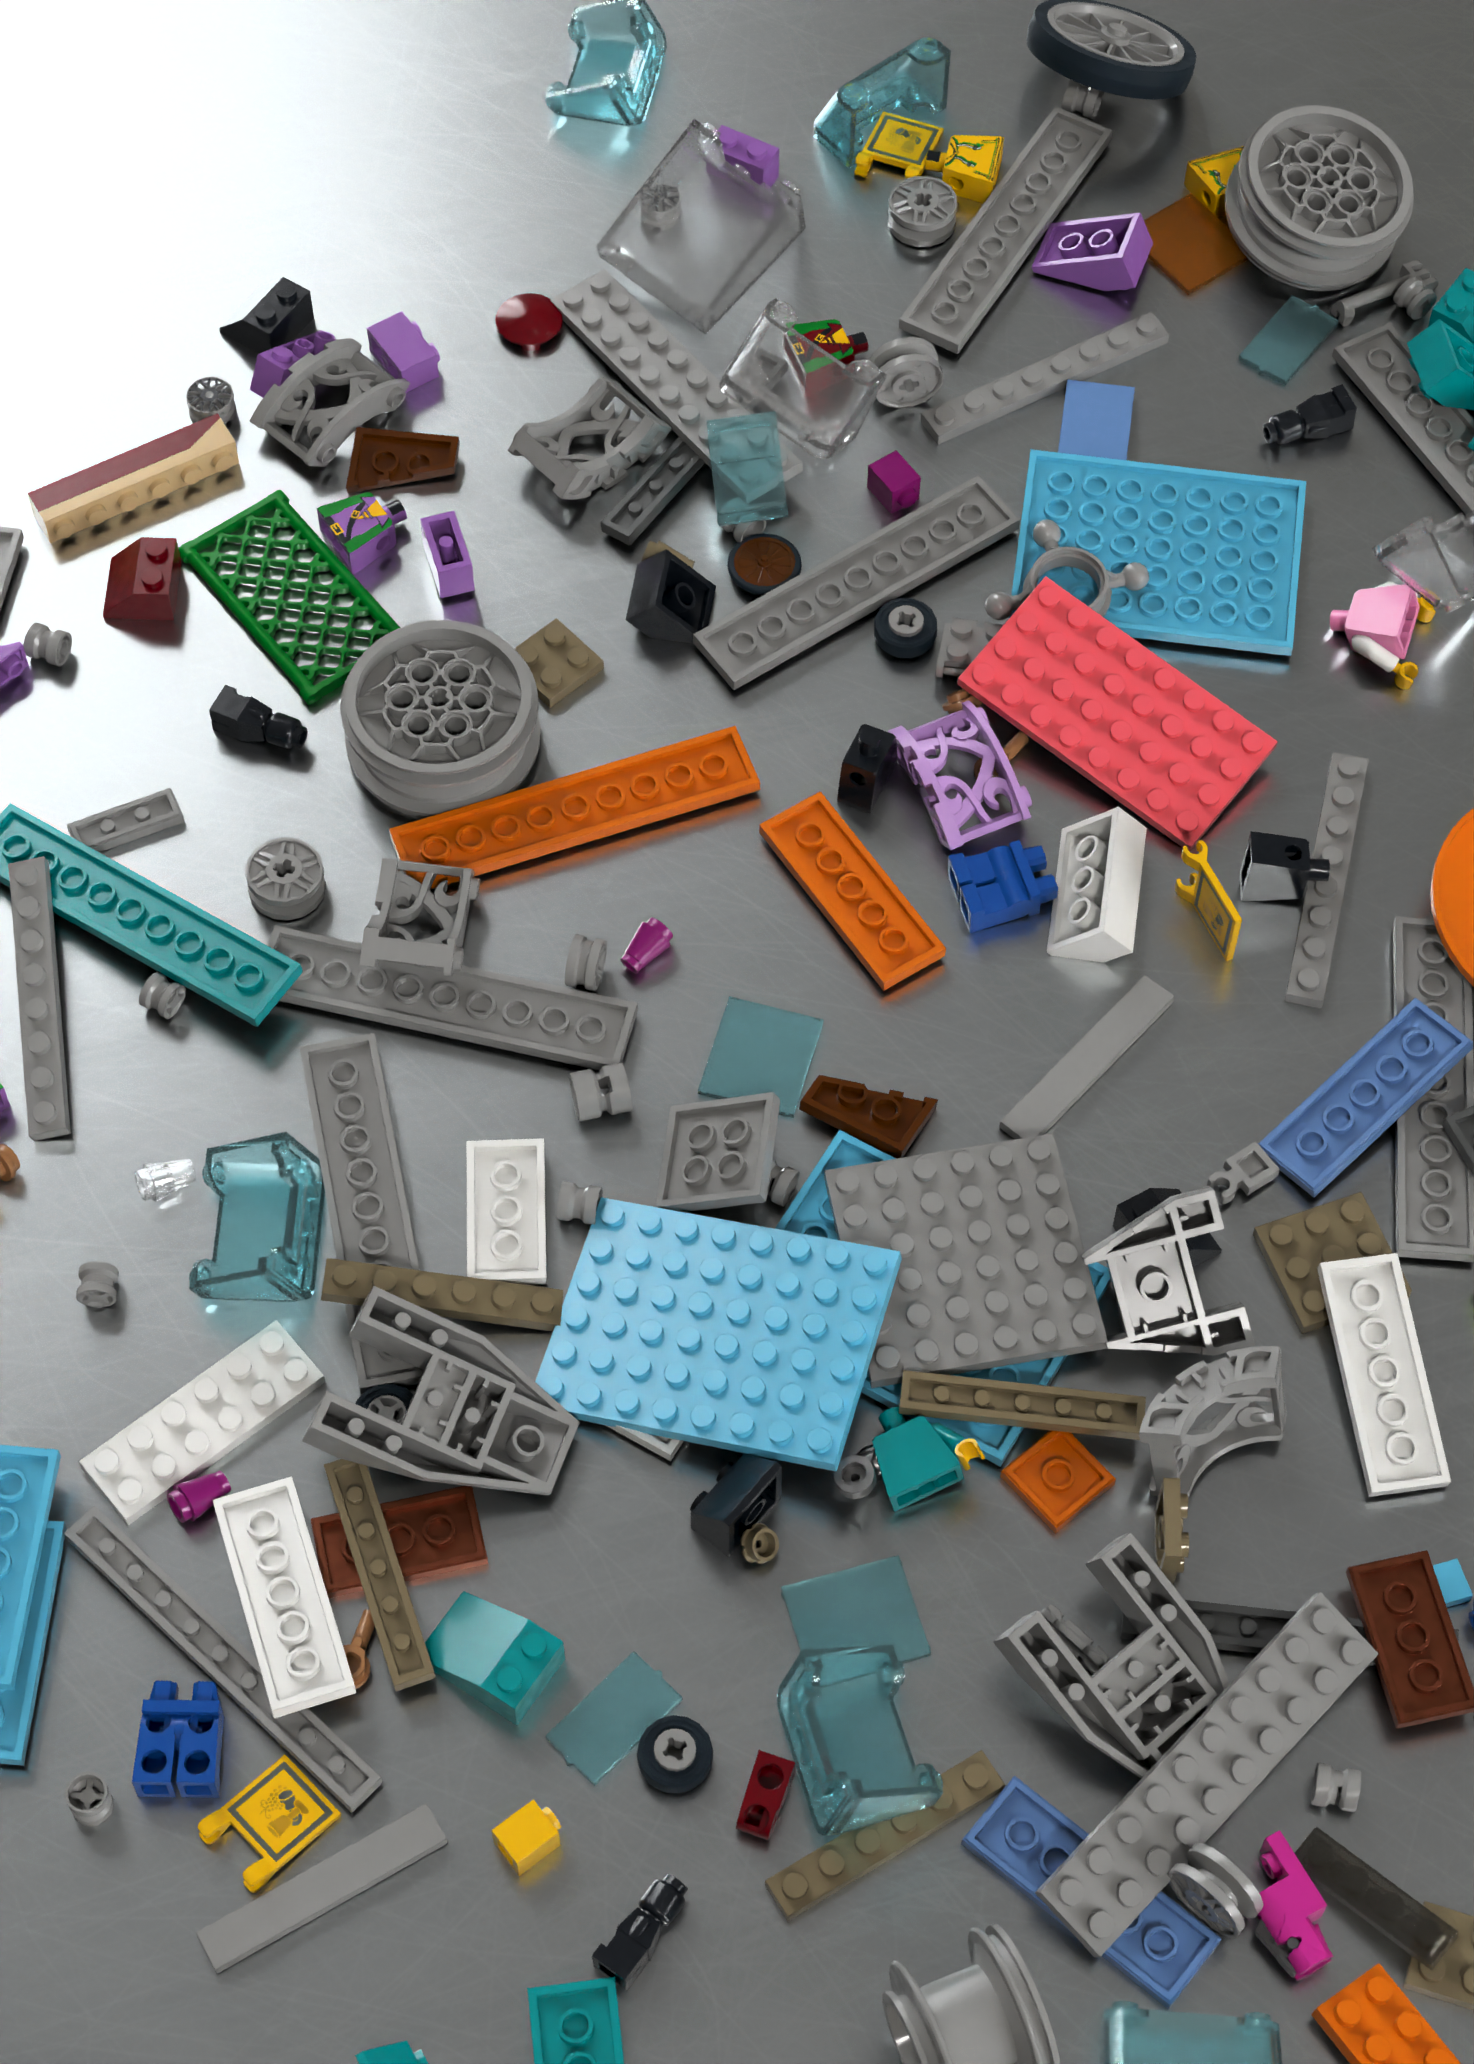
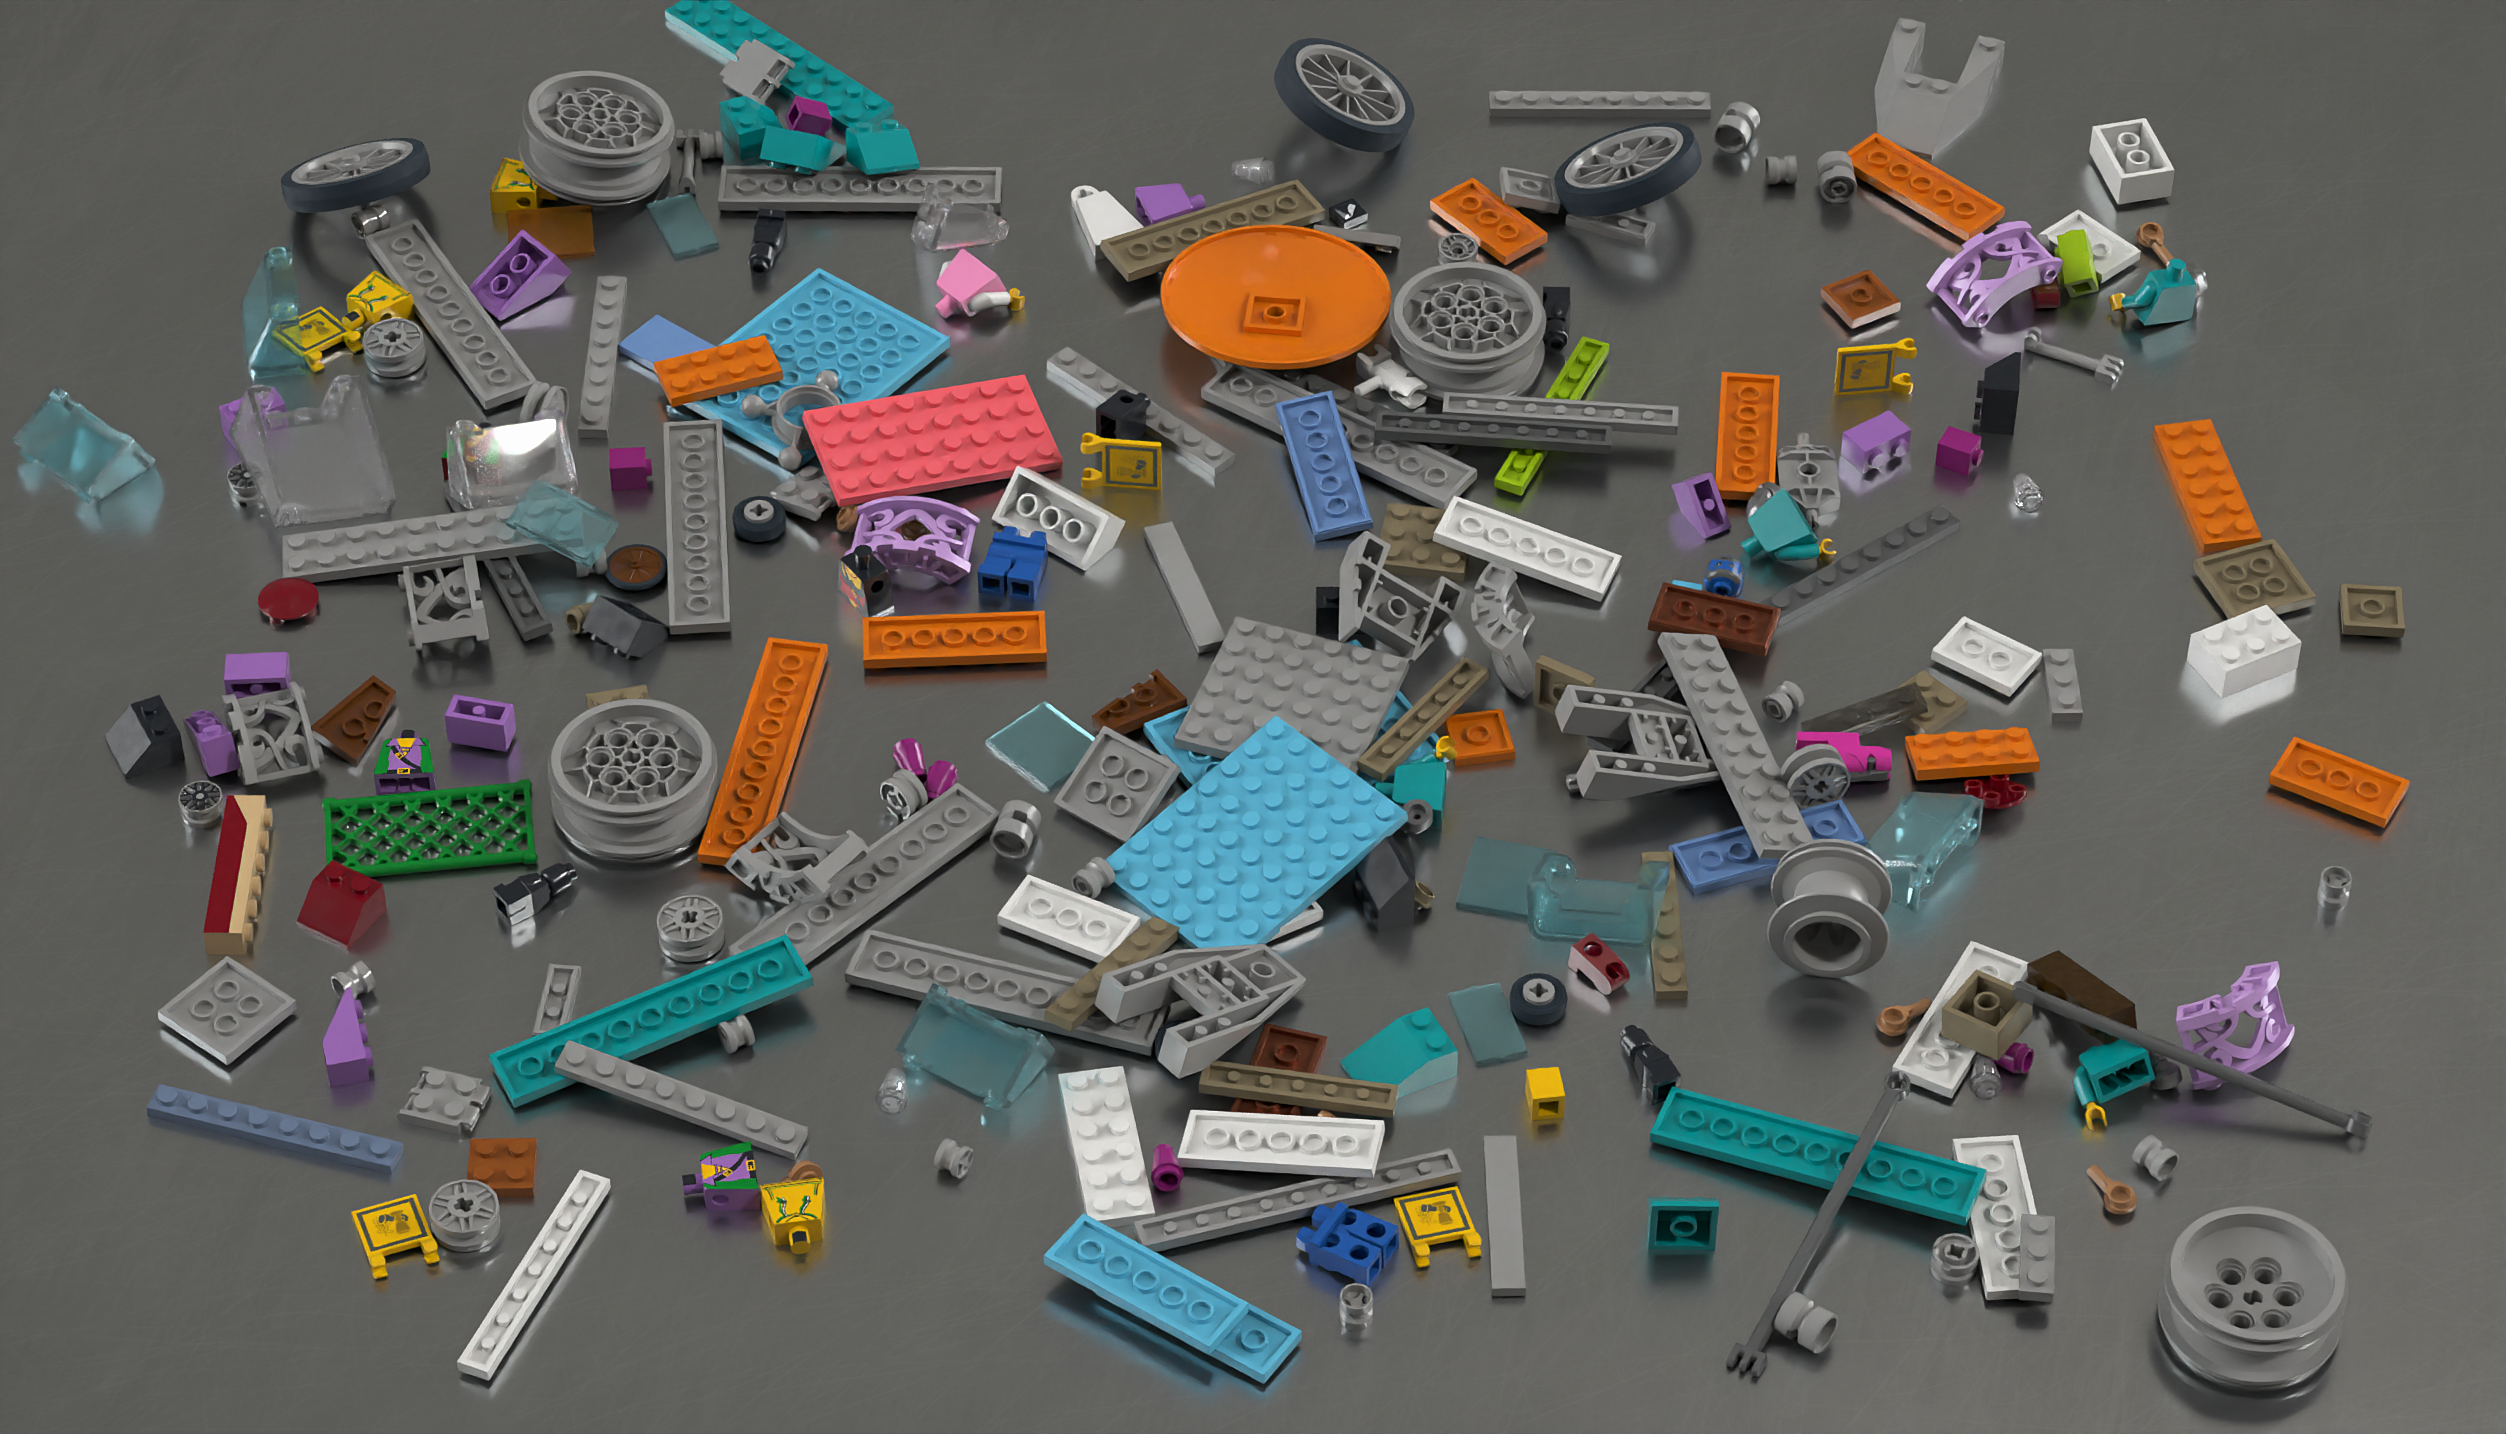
camera: 60 degrees left, 15 degrees down
(633, 986) = (940, 778): none -> magenta cone
(1082, 479) = (718, 370): none -> orange plate
(1245, 1170) = (1330, 548): light grey plate -> none

